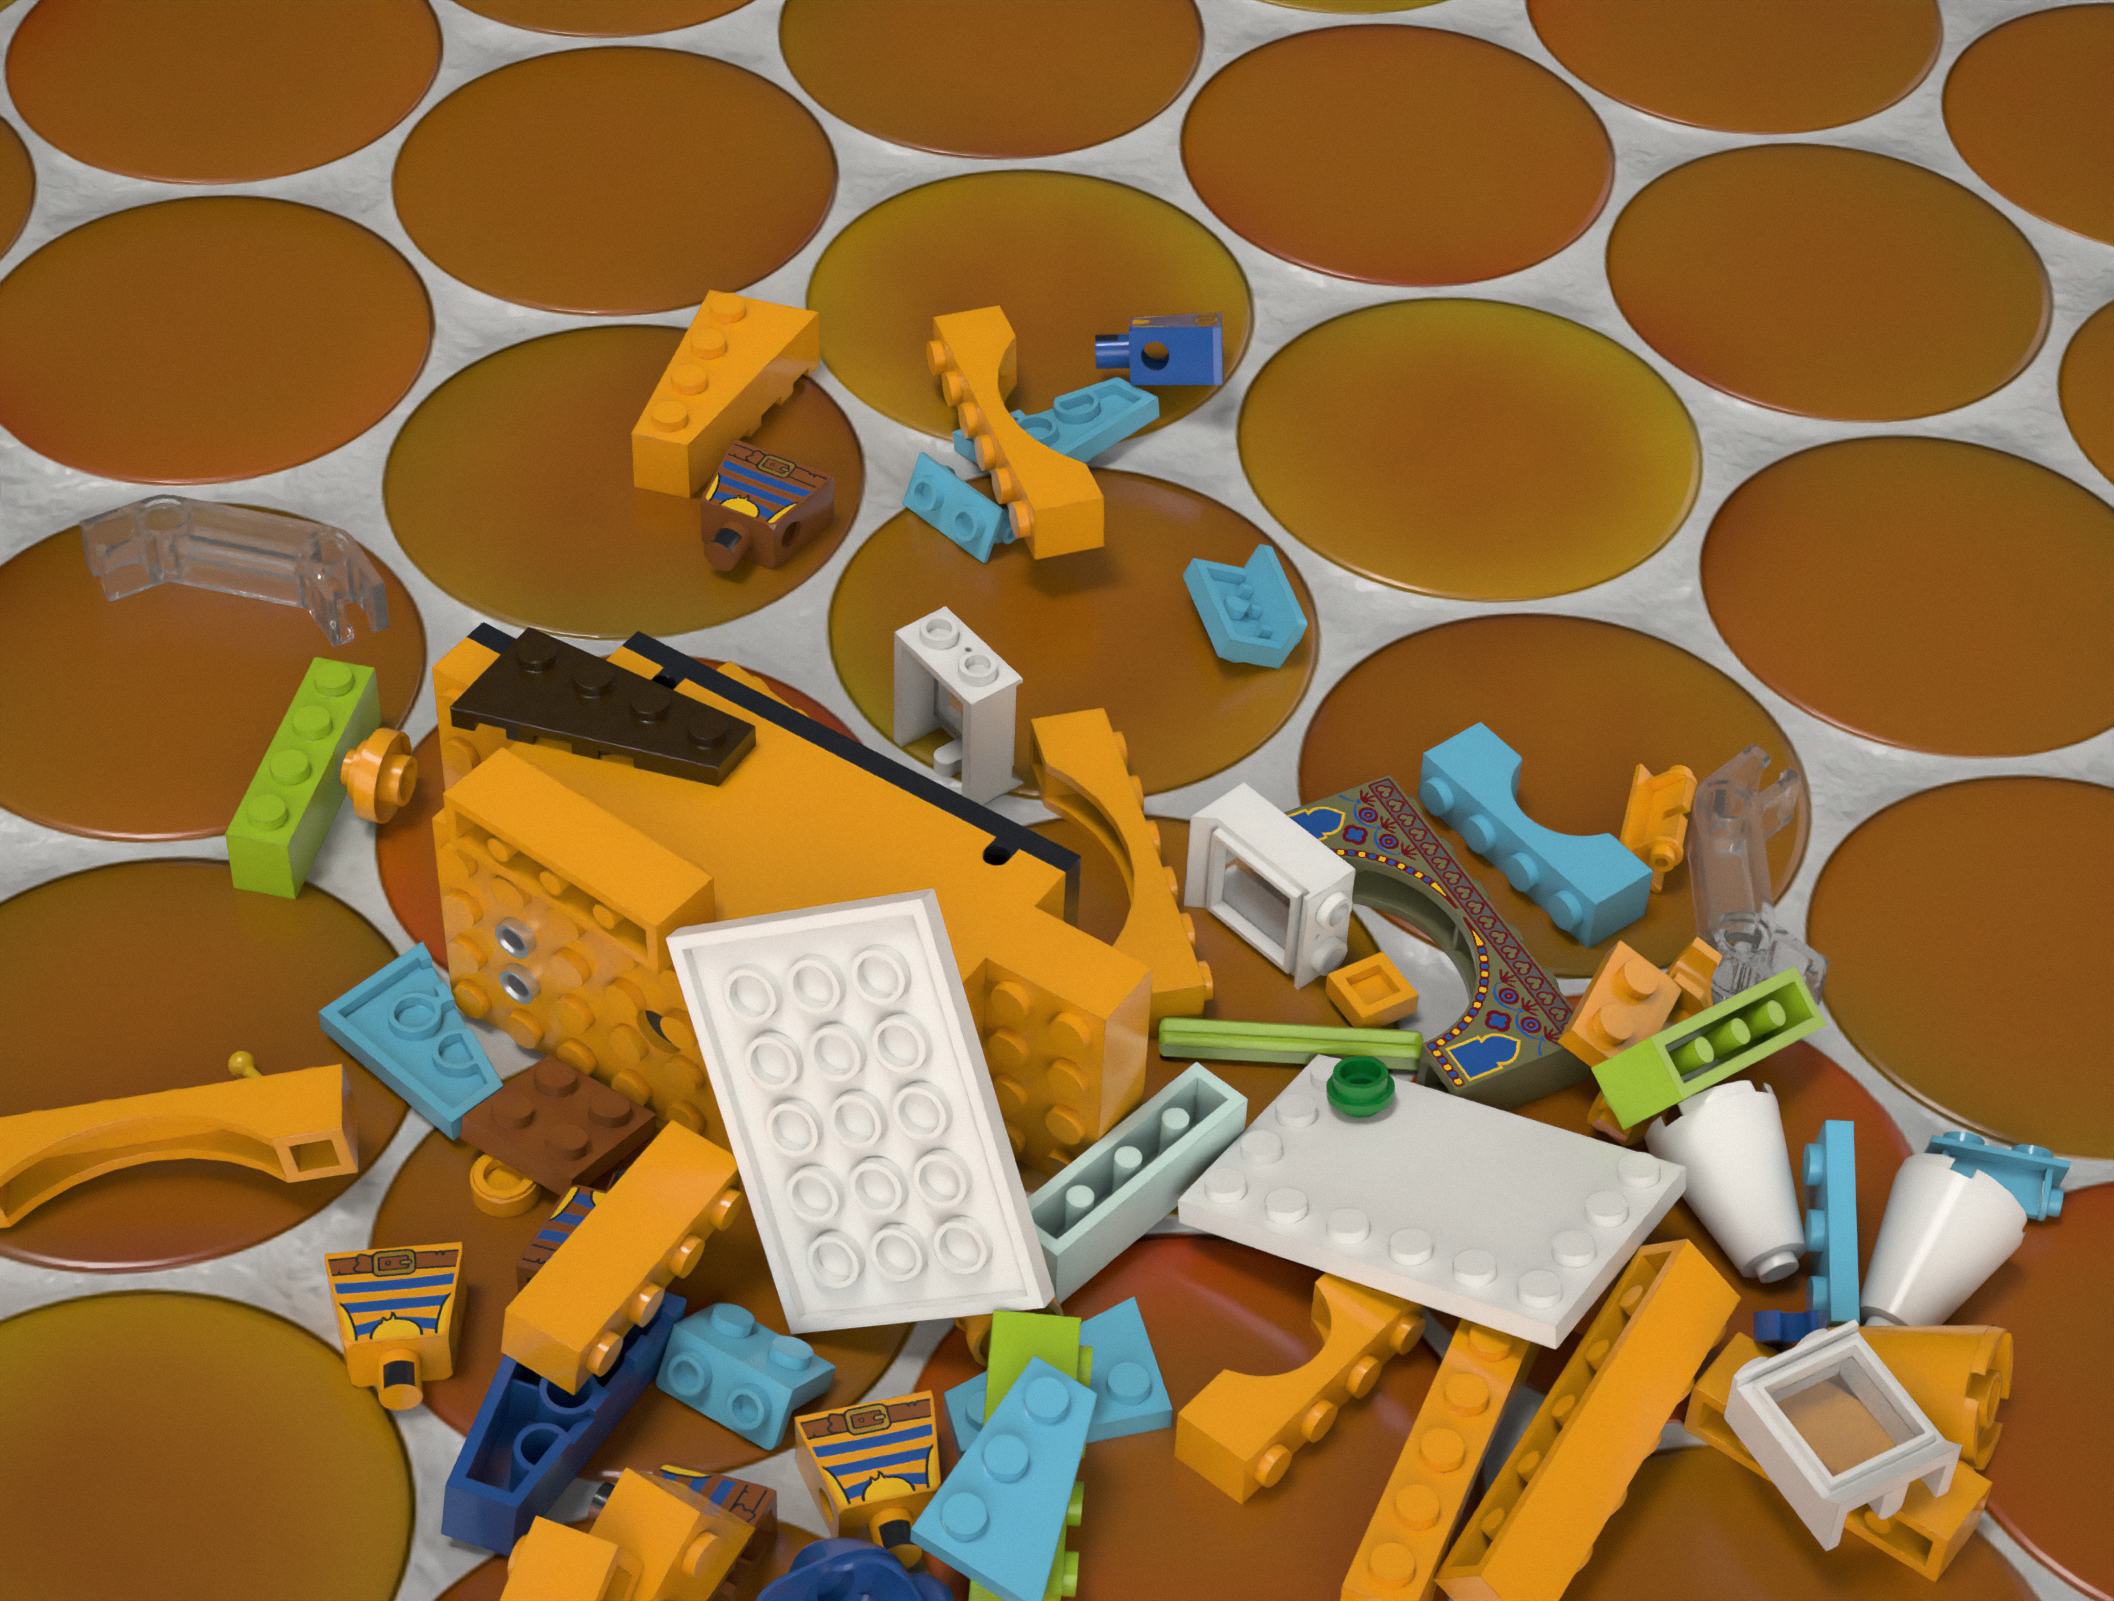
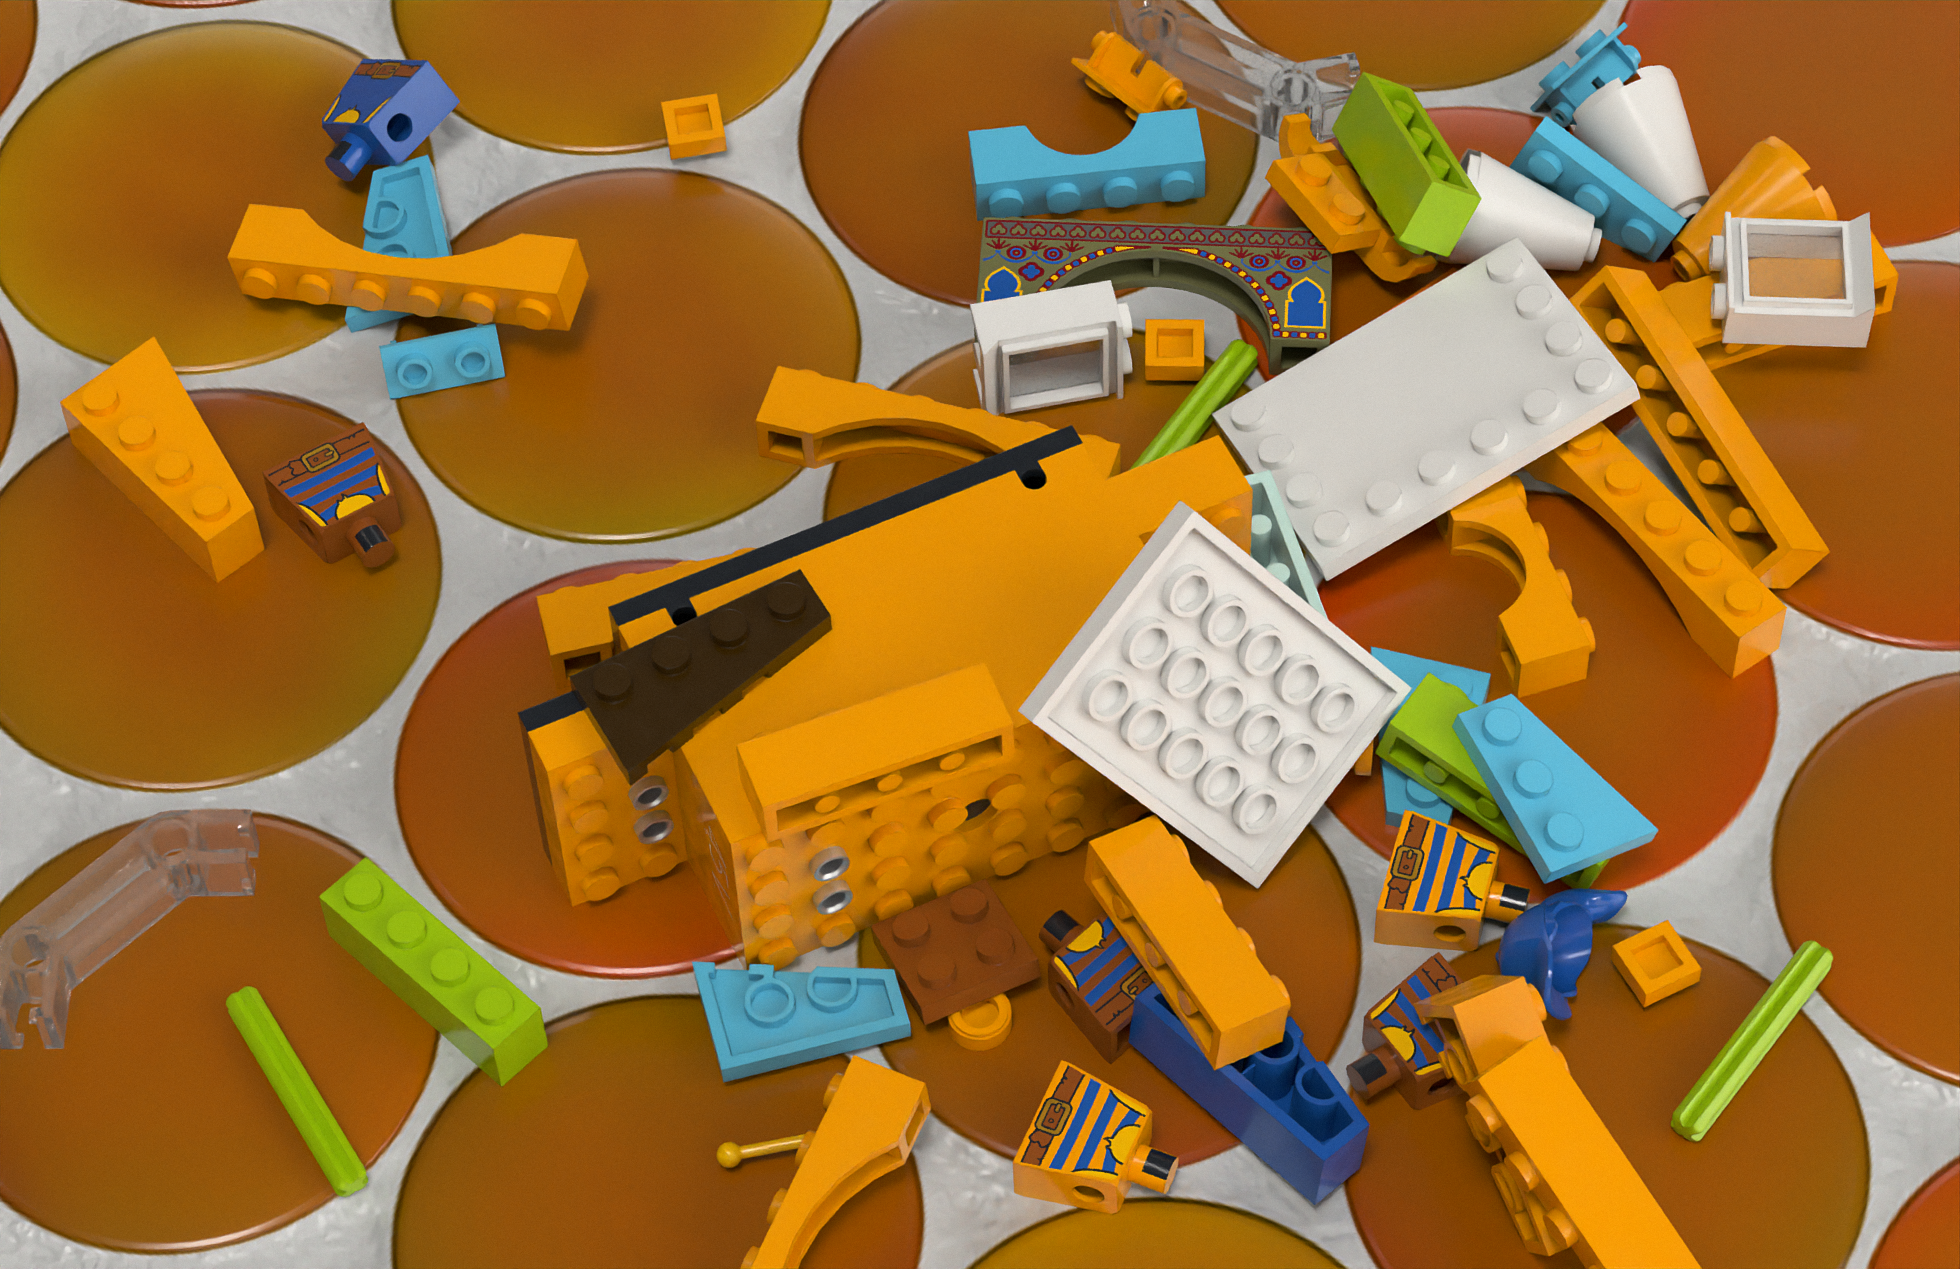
camera: 55 degrees left, 10 degrees up
(140, 754) = (297, 1091): none -> lime axle
(380, 775) = (479, 911): light orange plate -> none
(741, 1372) = (1298, 927): medium azure bracket -> none
(962, 685) = (716, 448): white window -> none
(1247, 609) = (714, 217): medium azure bracket -> none
(1344, 553) = (693, 126): none -> light orange plate
(1360, 1086) = (1292, 397): green plate -> none
(1782, 1328) = (1675, 263): blue bar -> none

